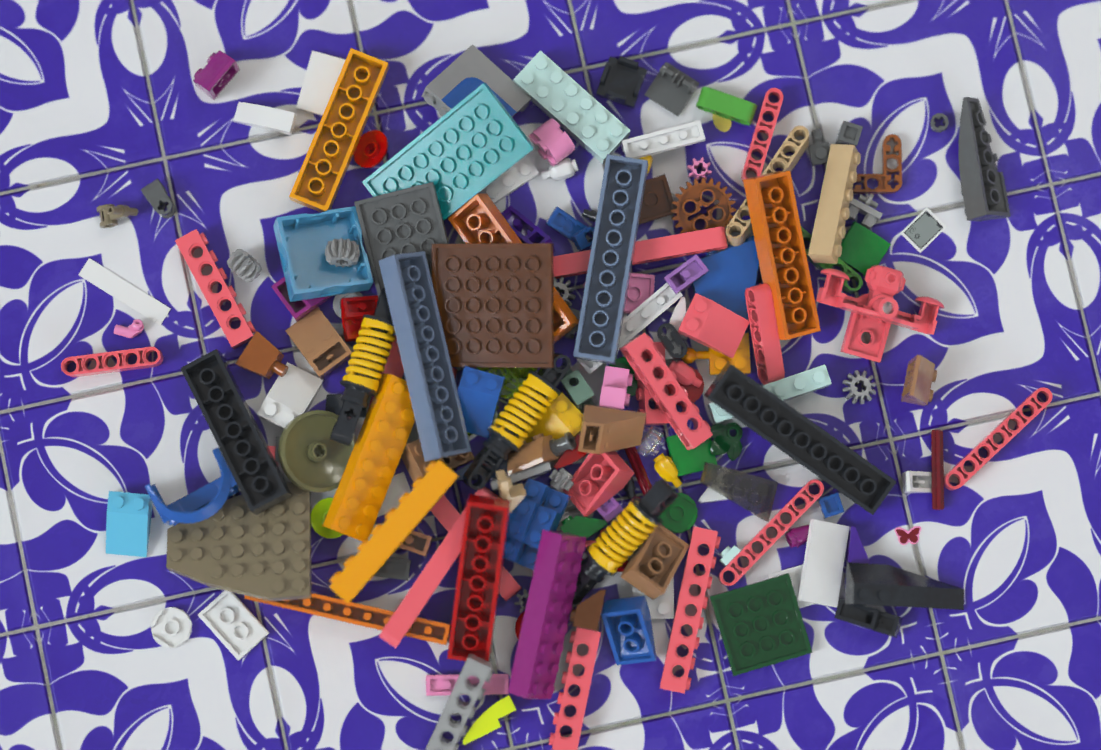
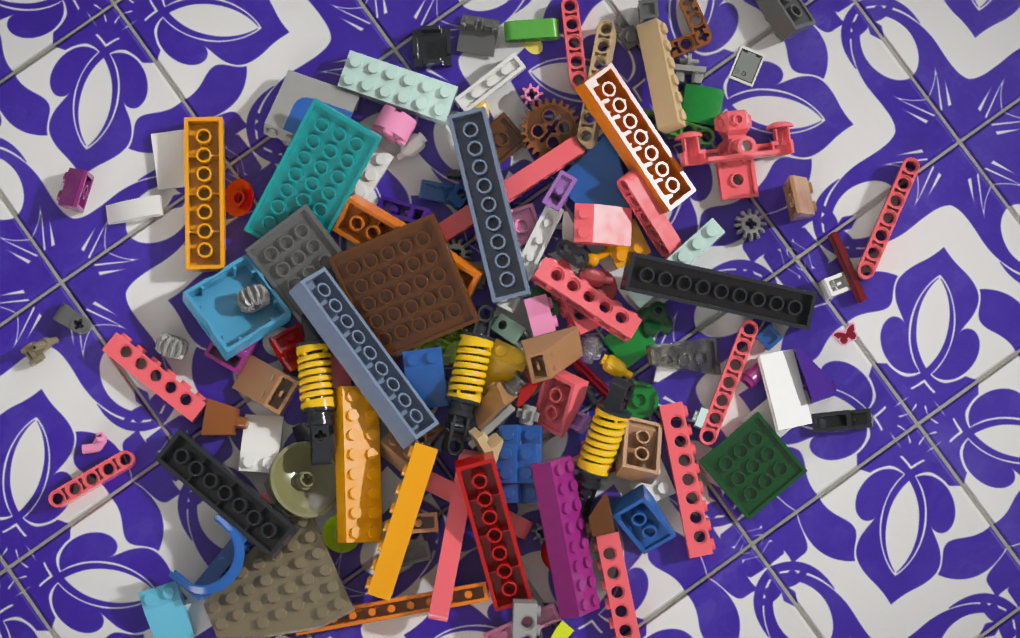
camera: 20 degrees left, 0 degrees up
(124, 291) = (76, 413): white sticker -> none
(582, 525) = (562, 446): green slope -> none
(897, 587) = (856, 383): black wedge -> none

